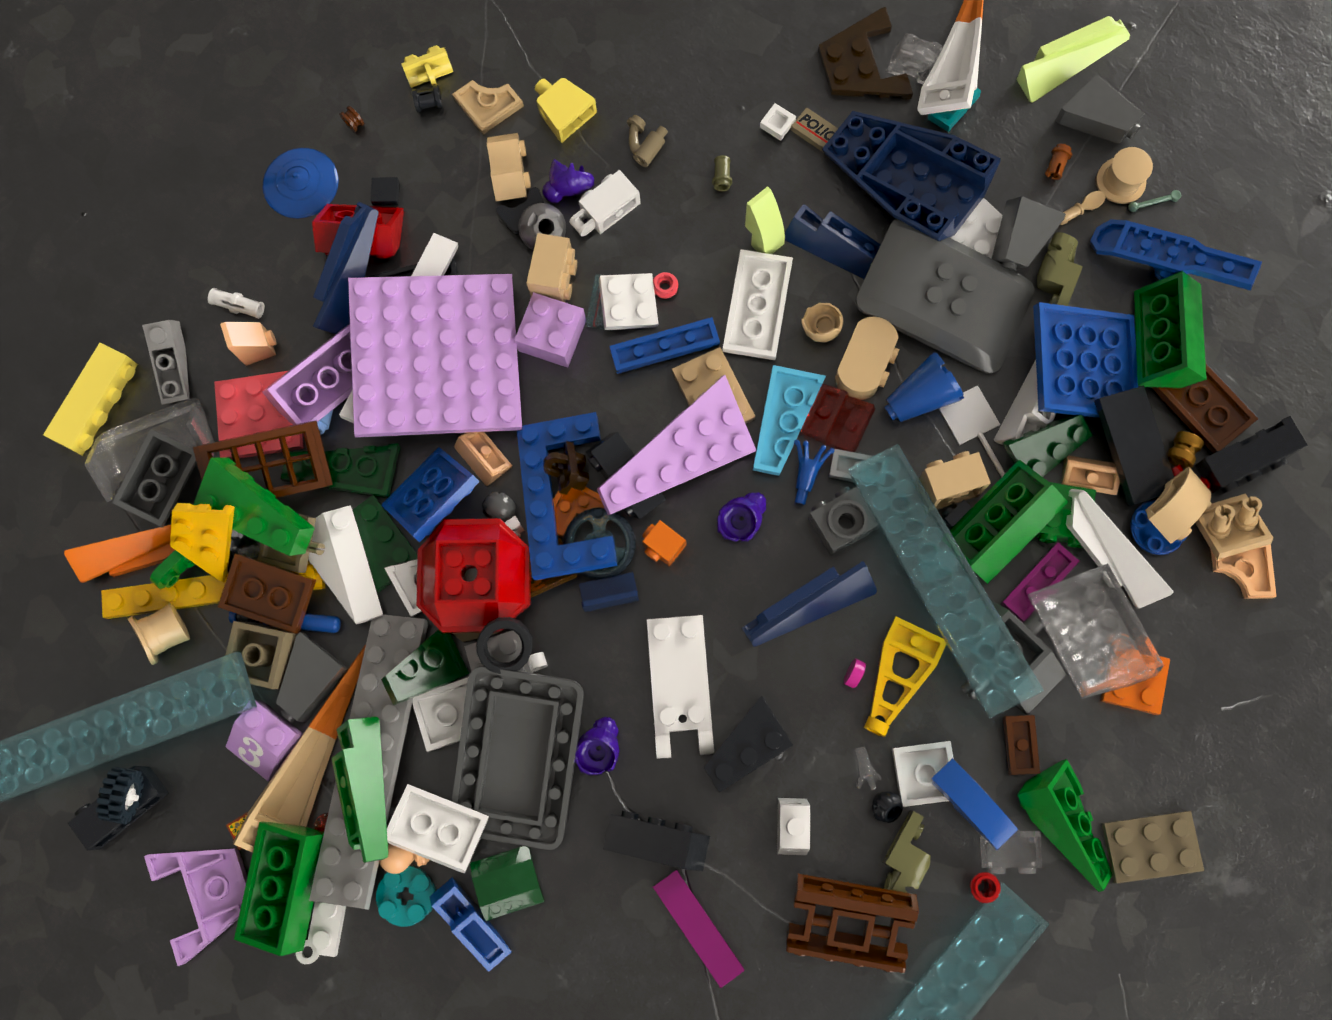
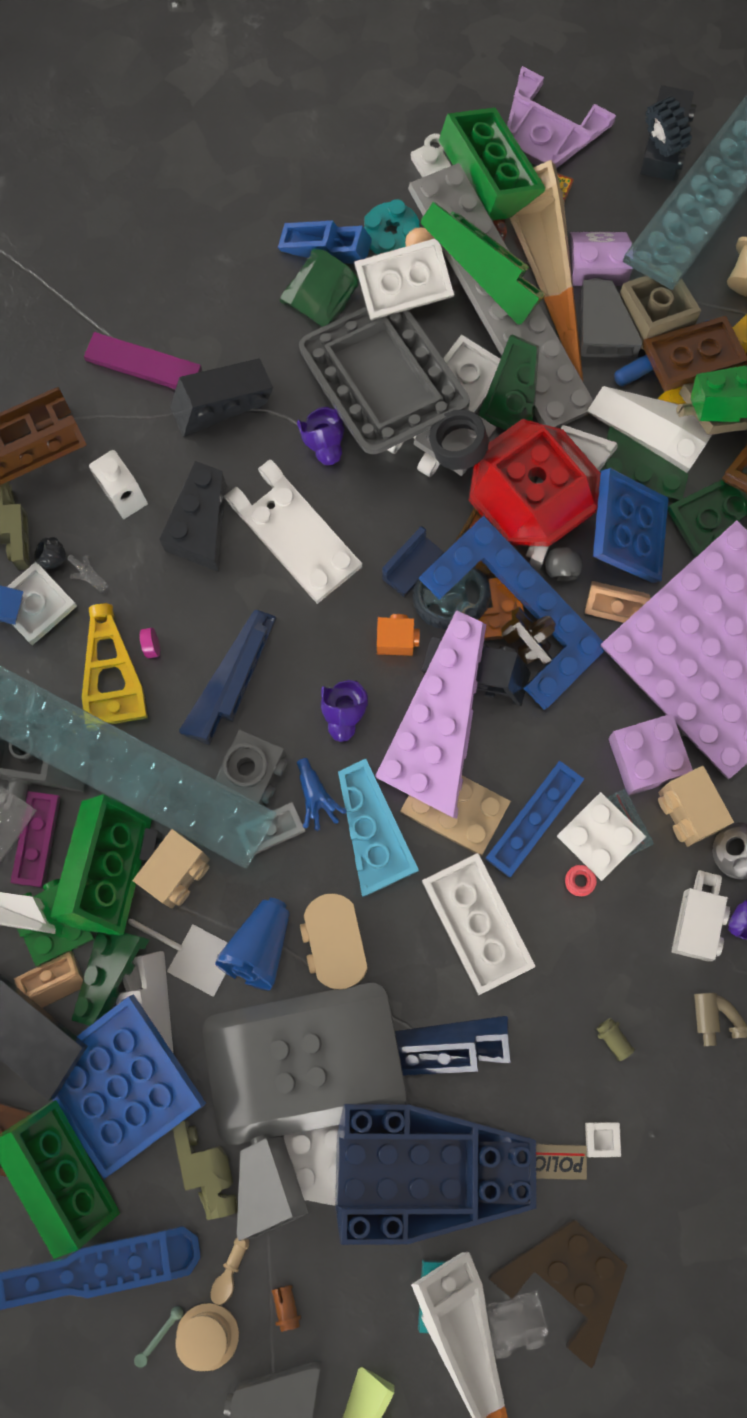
camera: 140 degrees right, 0 degrees up
(765, 222) = (527, 1000): yellowish green slope -> none
(822, 322) = (402, 947): tan hair -> none
(837, 419) = (322, 865): clear red slope -> none

